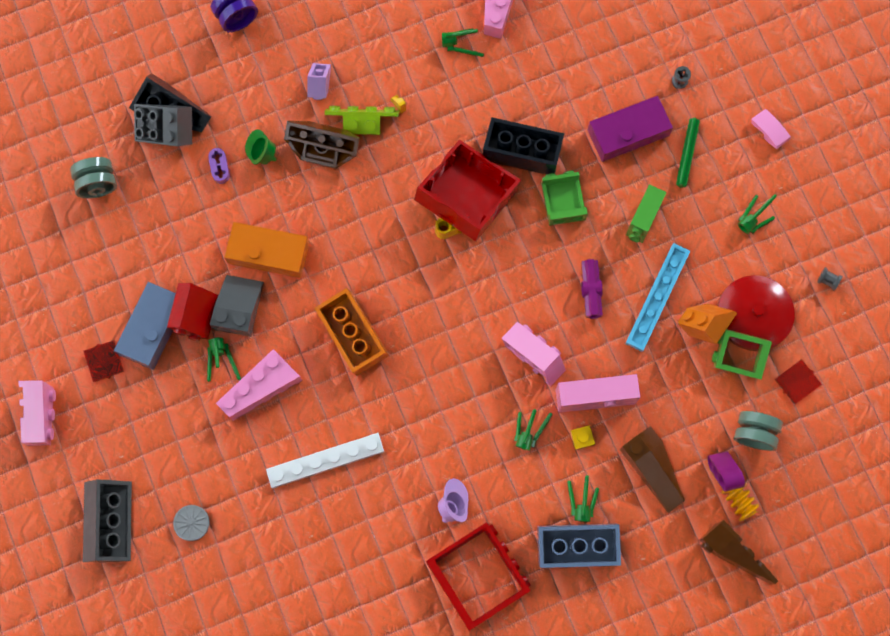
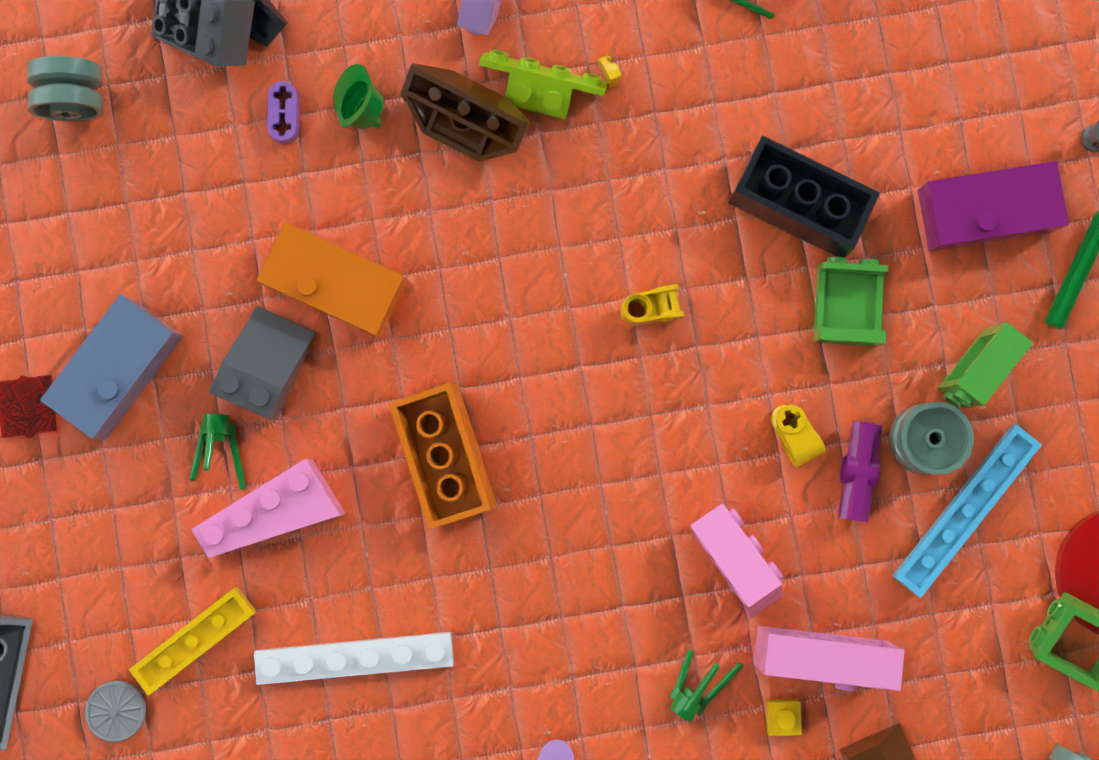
camera: 10 degrees right, 10 degrees up
(192, 311) = (183, 363): red brick -> none
(228, 471) = (192, 641): none -> yellow plate
(467, 190) = (691, 255): red tile -> none
(552, 278) = (800, 439): none -> yellow piece
(636, 260) = (950, 433): none -> sand green wheel
(706, 322) = (1042, 576): orange slope -> none

